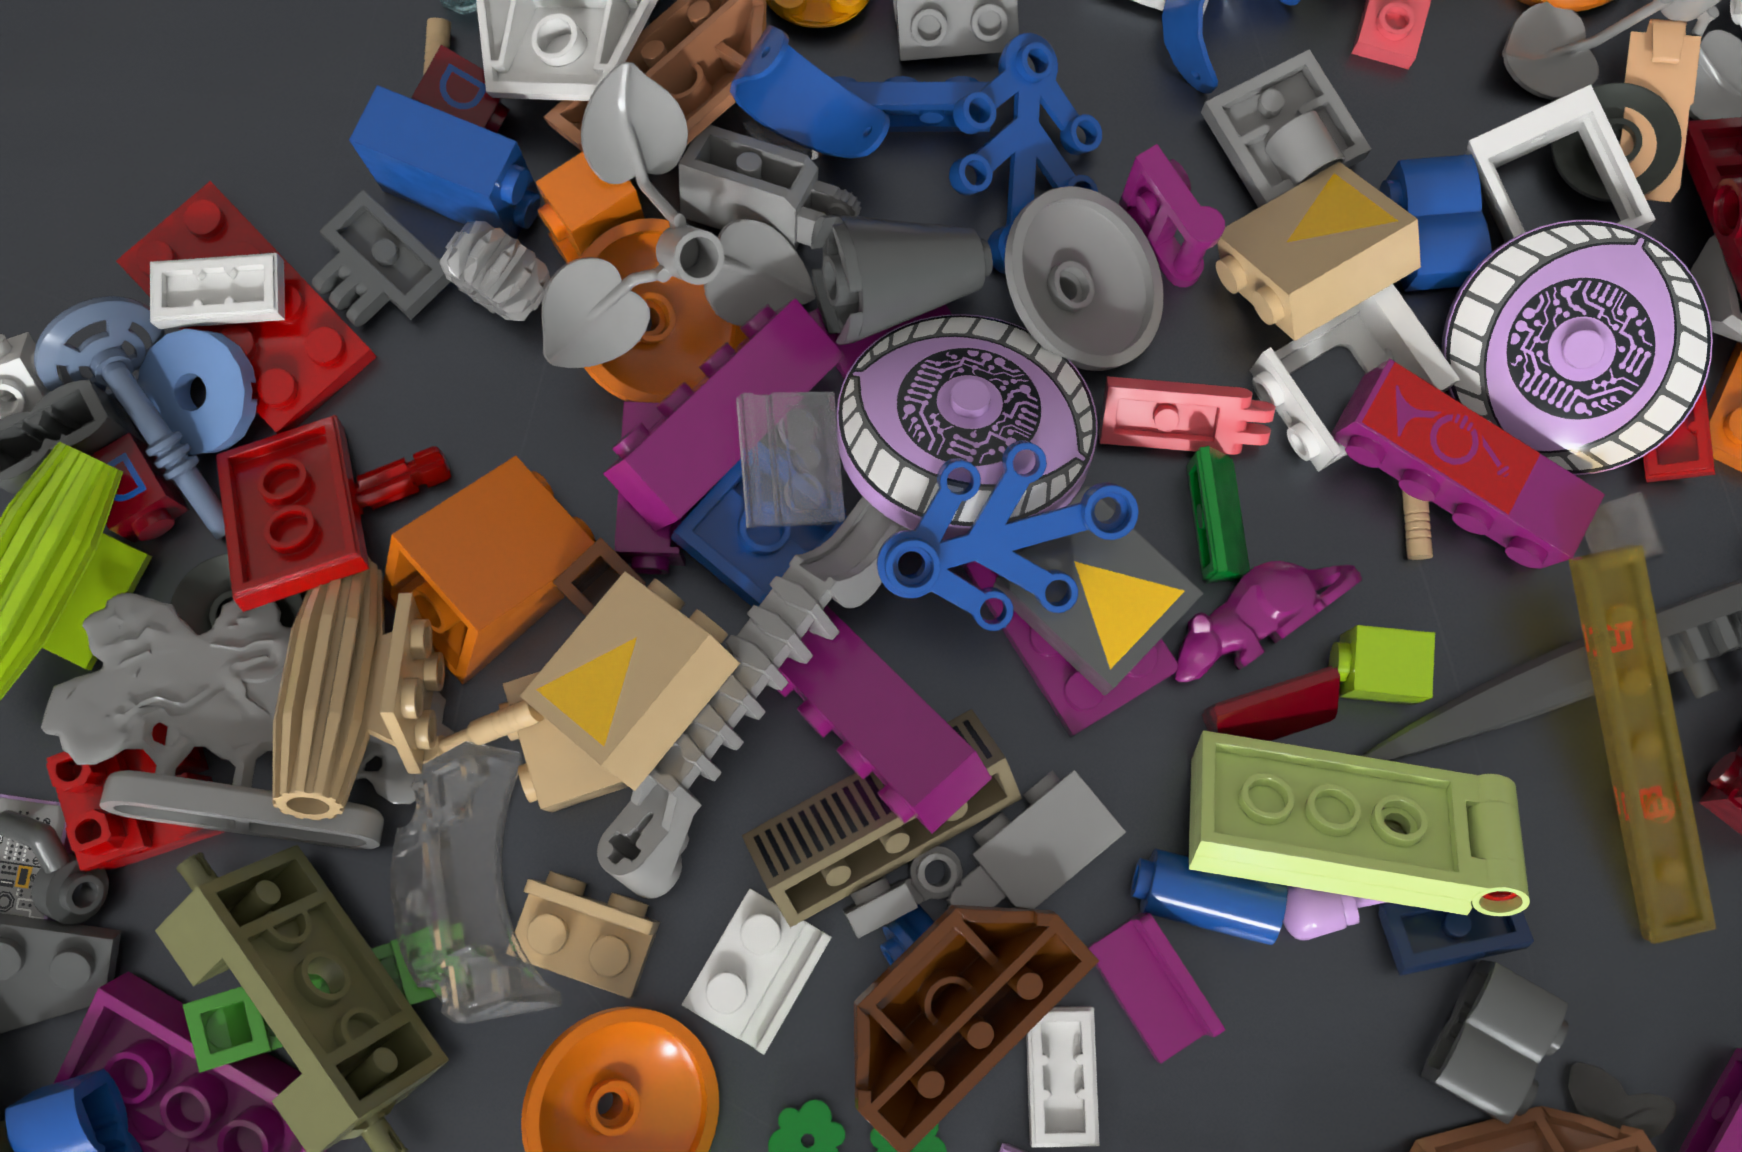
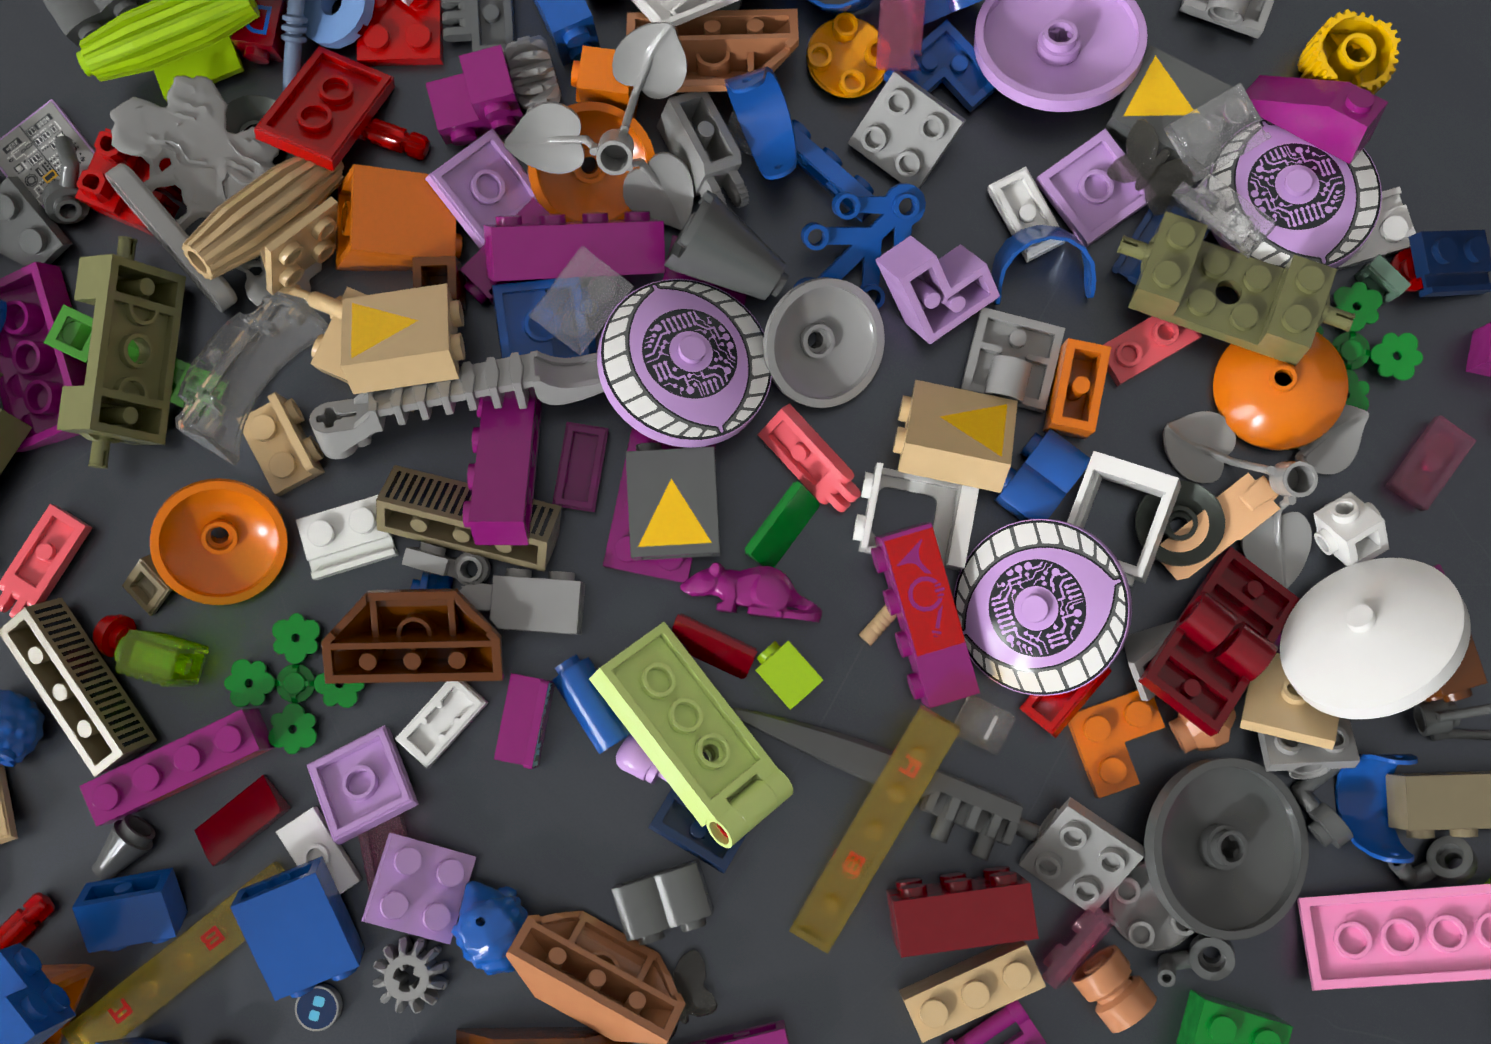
camera: 50 degrees right, 5 degrees up
(462, 350) = (476, 99): none -> magenta brick
(555, 440) = (481, 185): none -> lavender tile
(945, 652) = (580, 466): none -> magenta tile
(994, 539) = (632, 431): blue plant -> none
(1151, 101) = (933, 291): none -> lavender brick
(1161, 203) = (900, 340): magenta plate -> none
(1388, 95) = (1077, 388): none -> orange brick

